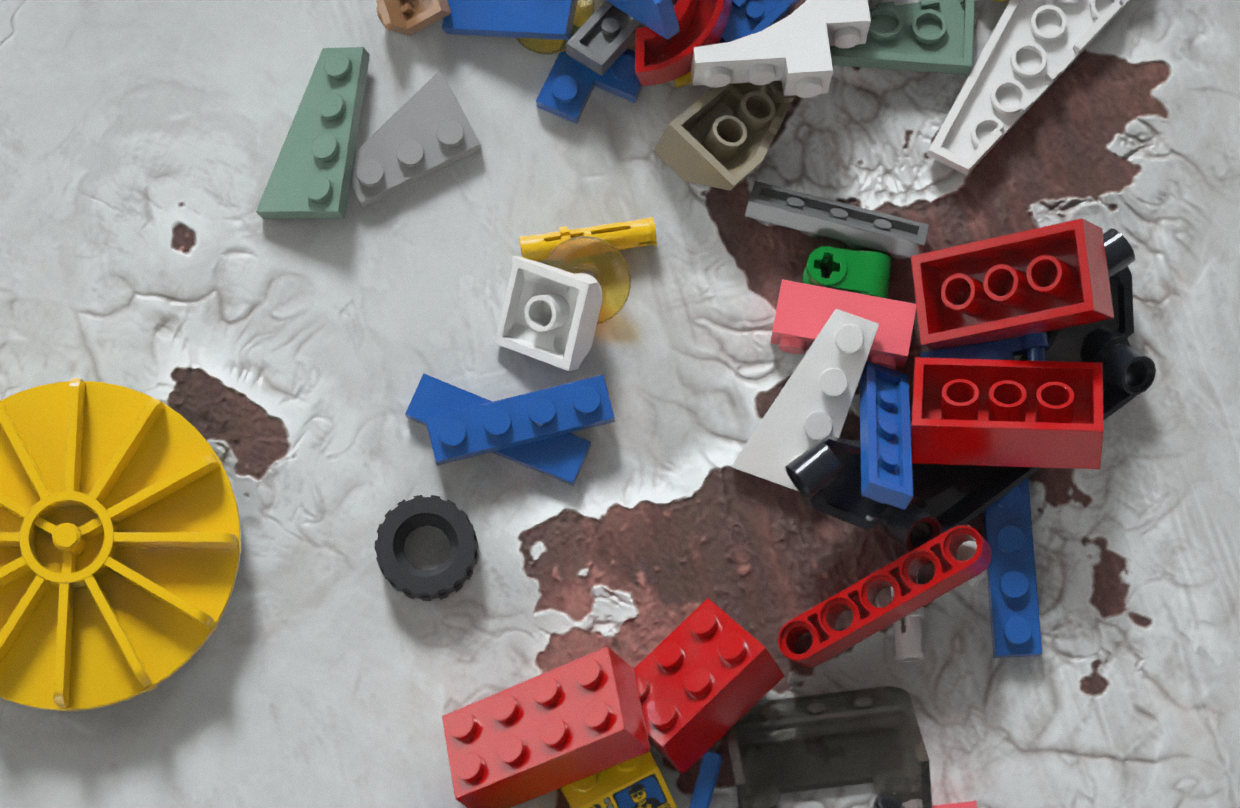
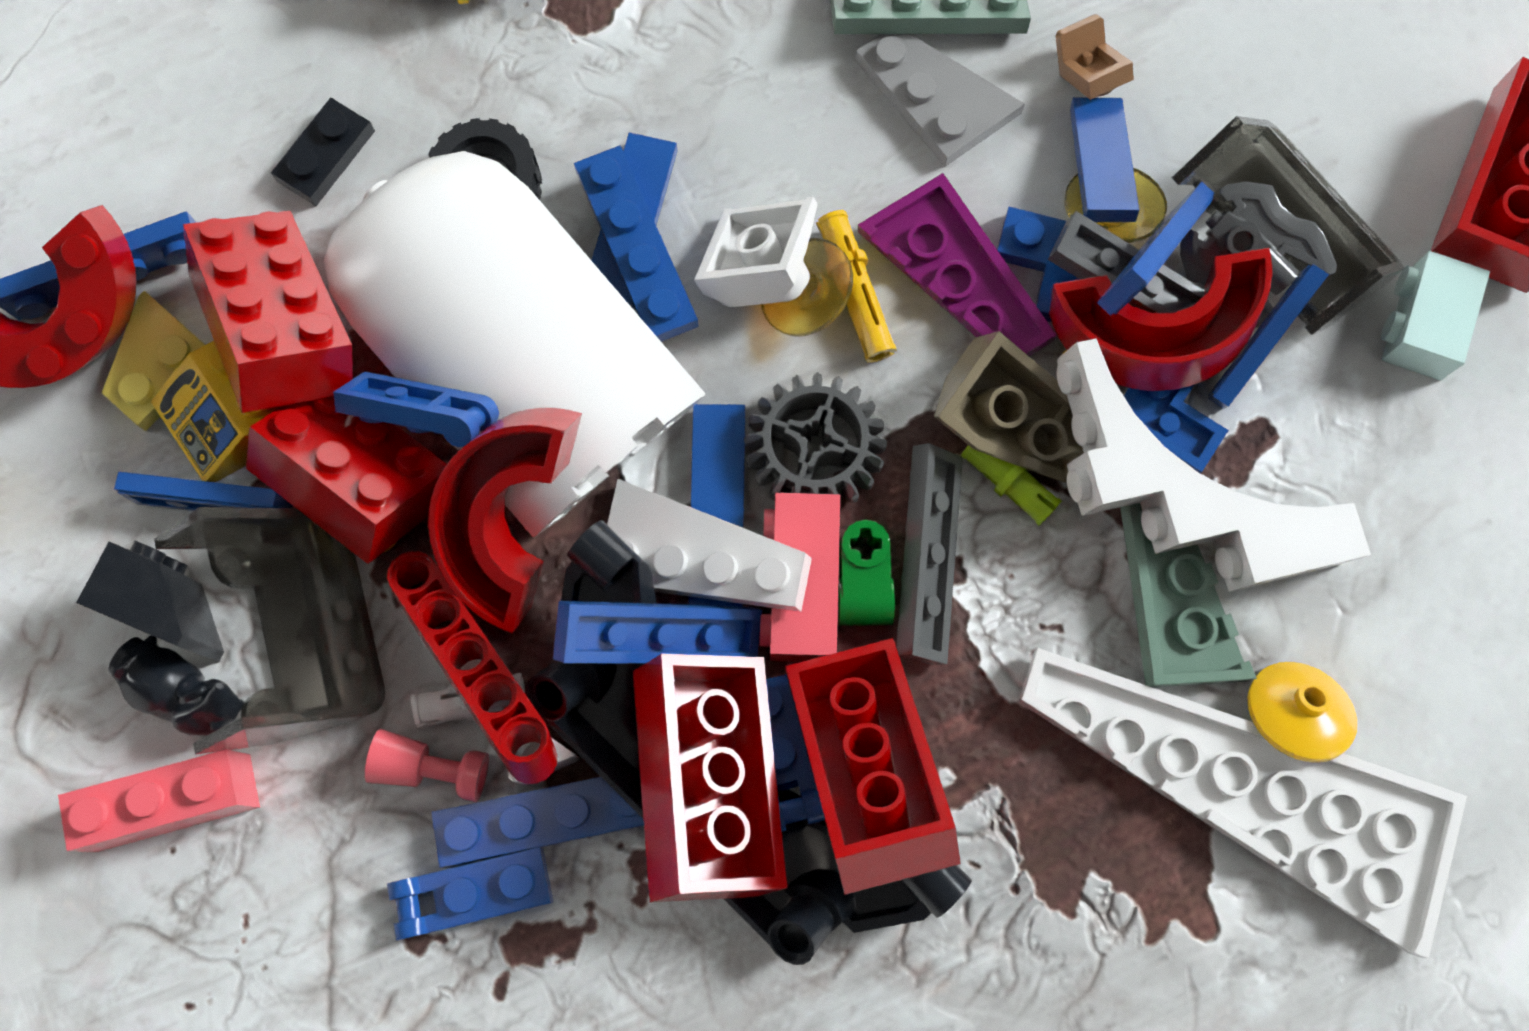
camera: 80 degrees right, 0 degrees up
(369, 696) = (323, 151): none -> black plate
(578, 156) = (956, 264): none -> magenta wing
(586, 540) = (486, 294): none -> white panel
(664, 605) = (417, 406): none -> blue plate
(713, 286) = (794, 433): none -> dark grey gear
(736, 383) = (718, 468): none -> blue tile
(737, 563) = (468, 509): none -> red brick
(788, 140) = (1016, 484): none -> lime pin
(952, 670) = (406, 761): none -> coral piece
(1065, 632) = (472, 892): none -> blue plate

